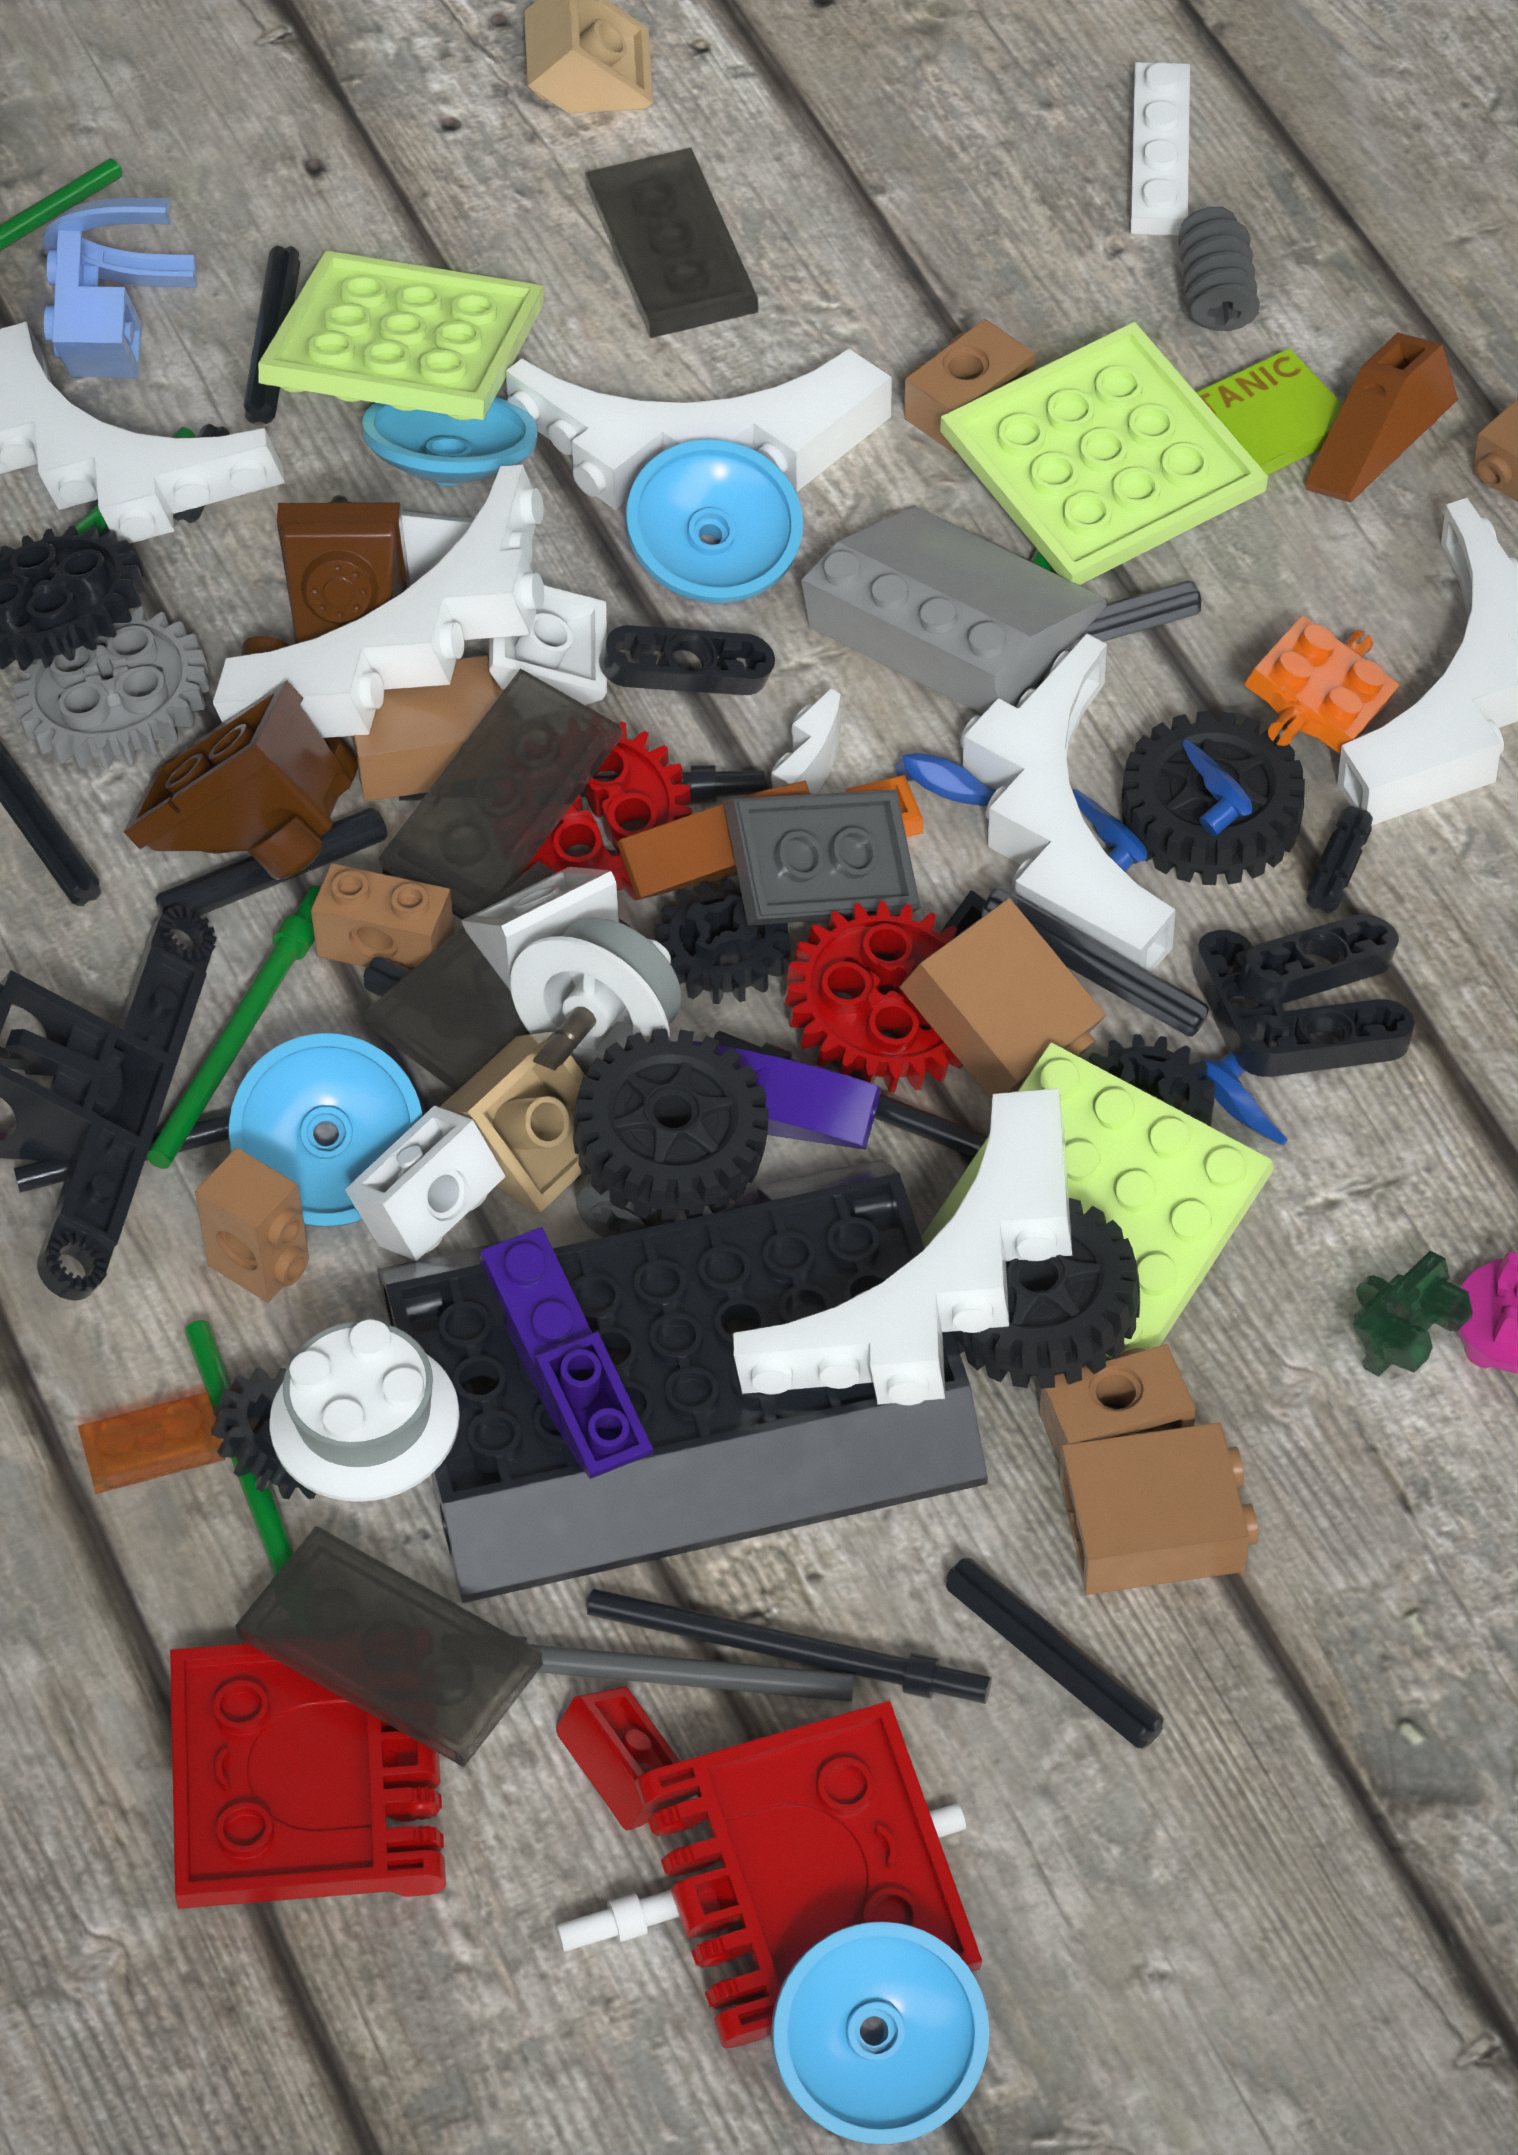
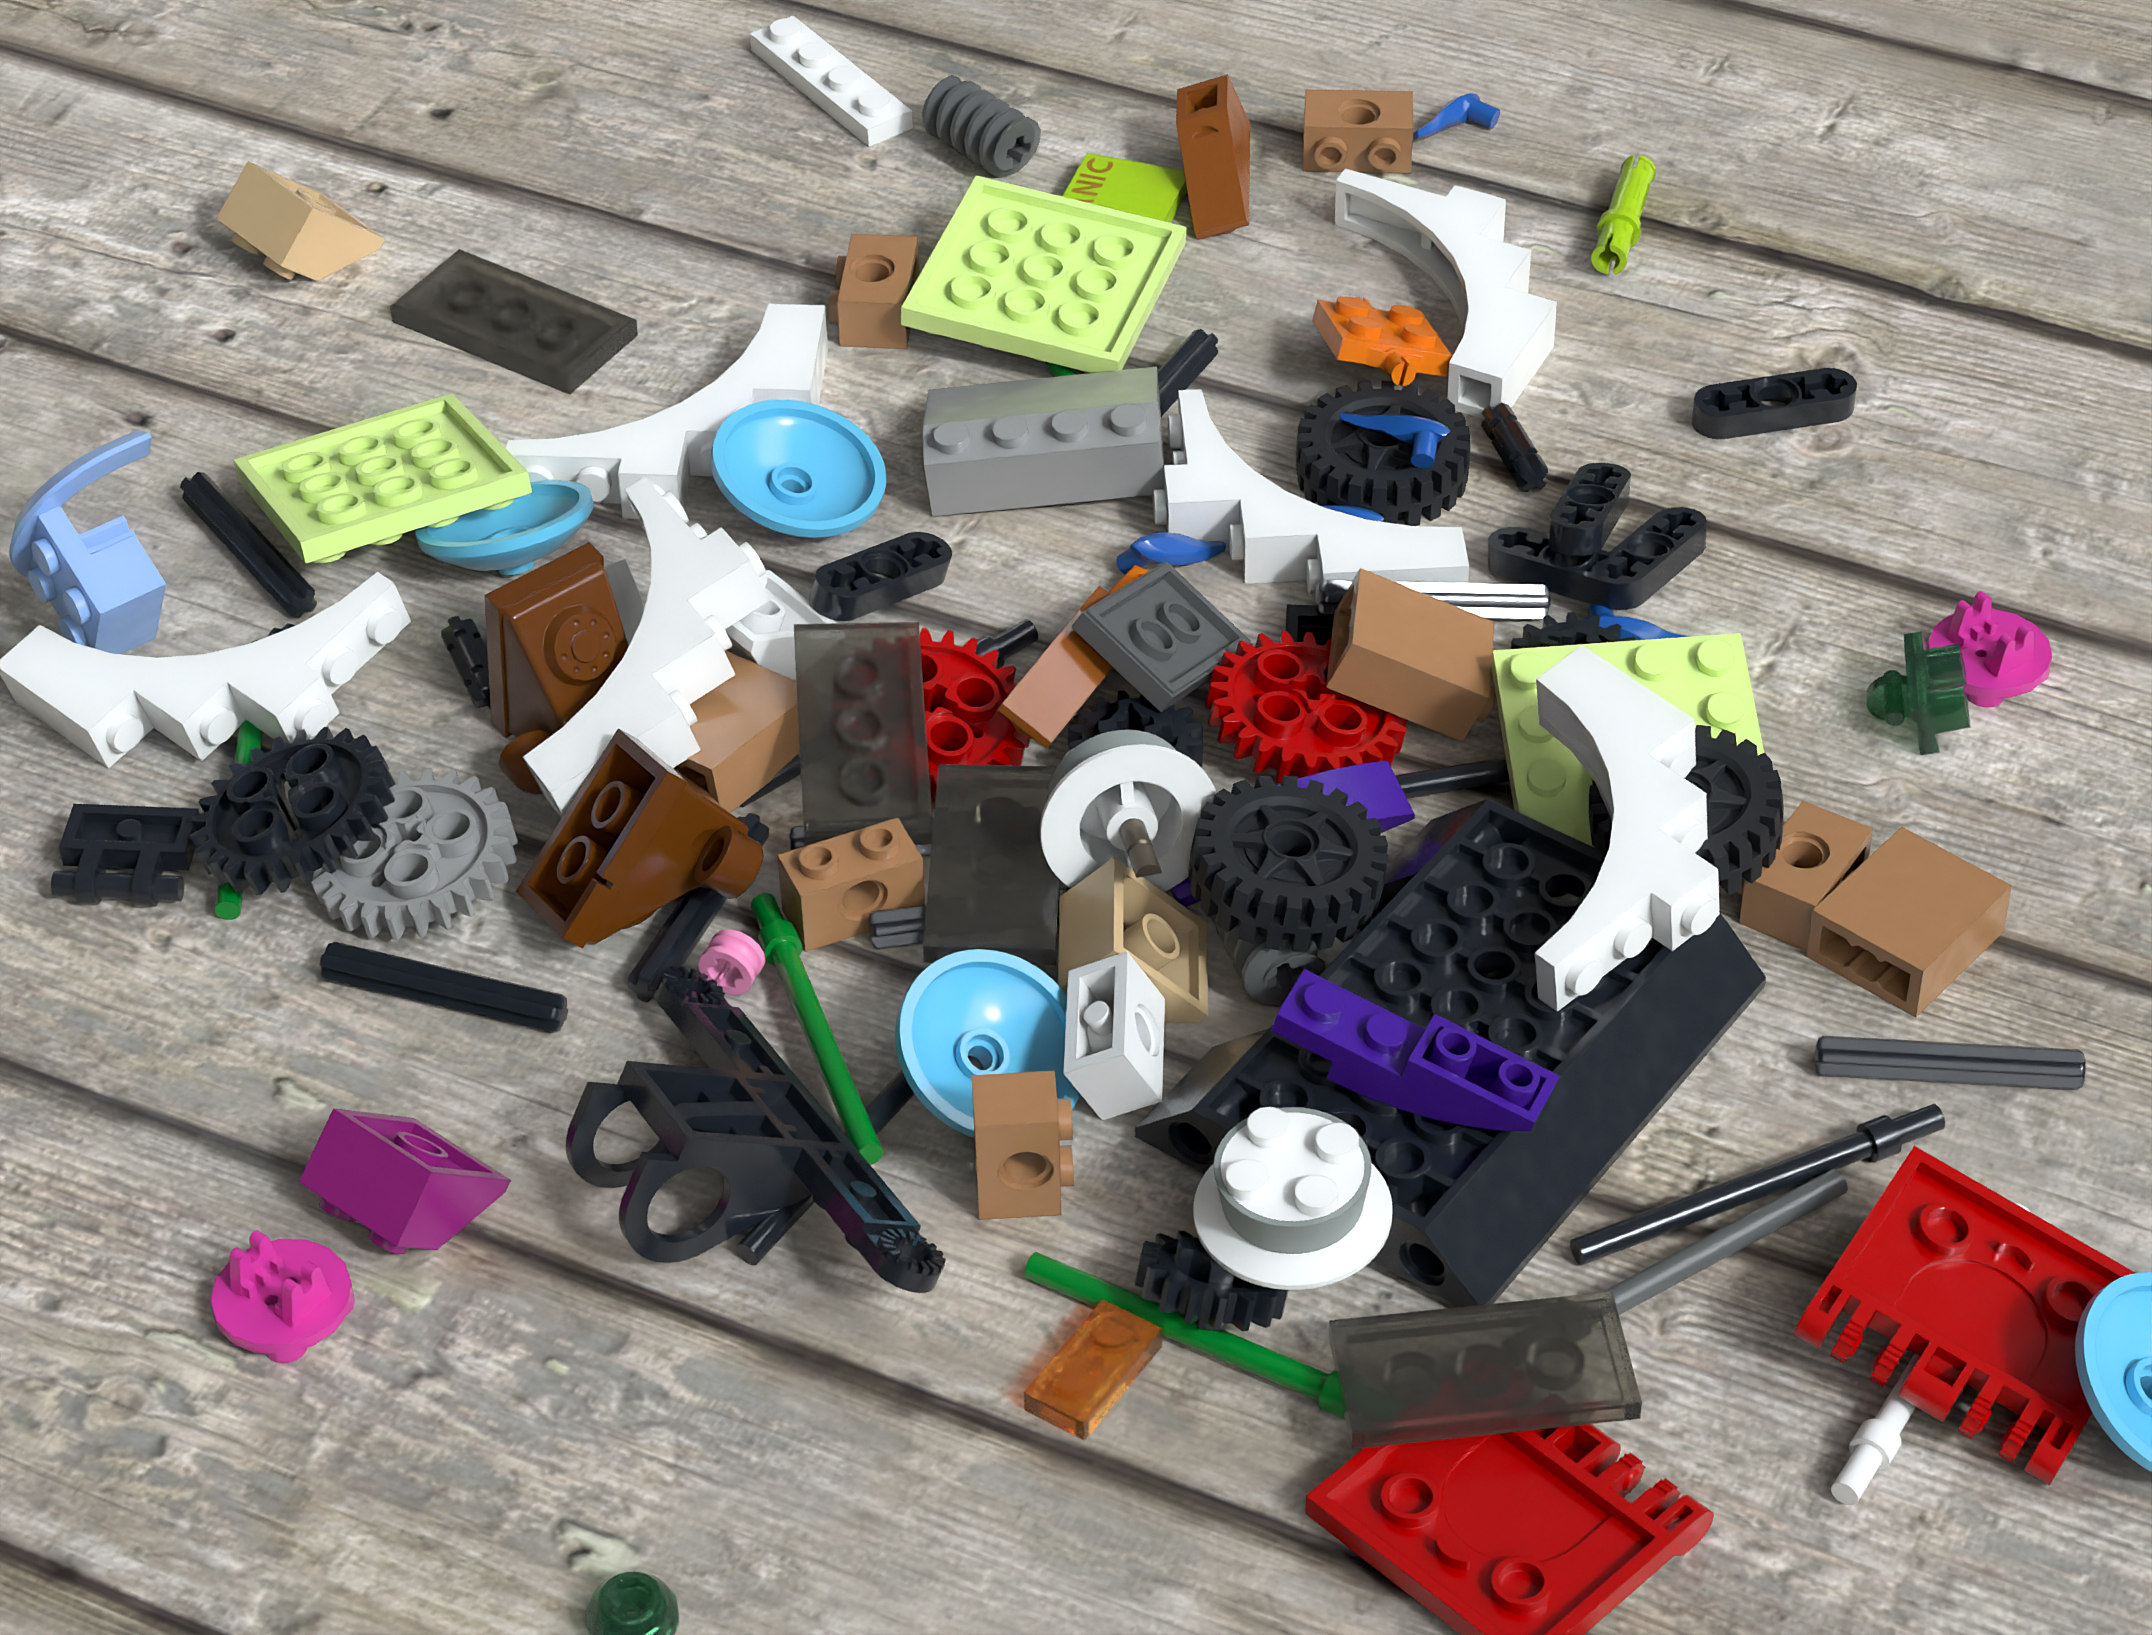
camera: 40 degrees left, 10 degrees down
(238, 931) = (732, 961): none -> bright pink bush
(541, 912) = (1005, 790): white slope -> none
(614, 1747) = (1729, 1342): red slope -> none
(815, 744) = (1048, 580): white slope -> none

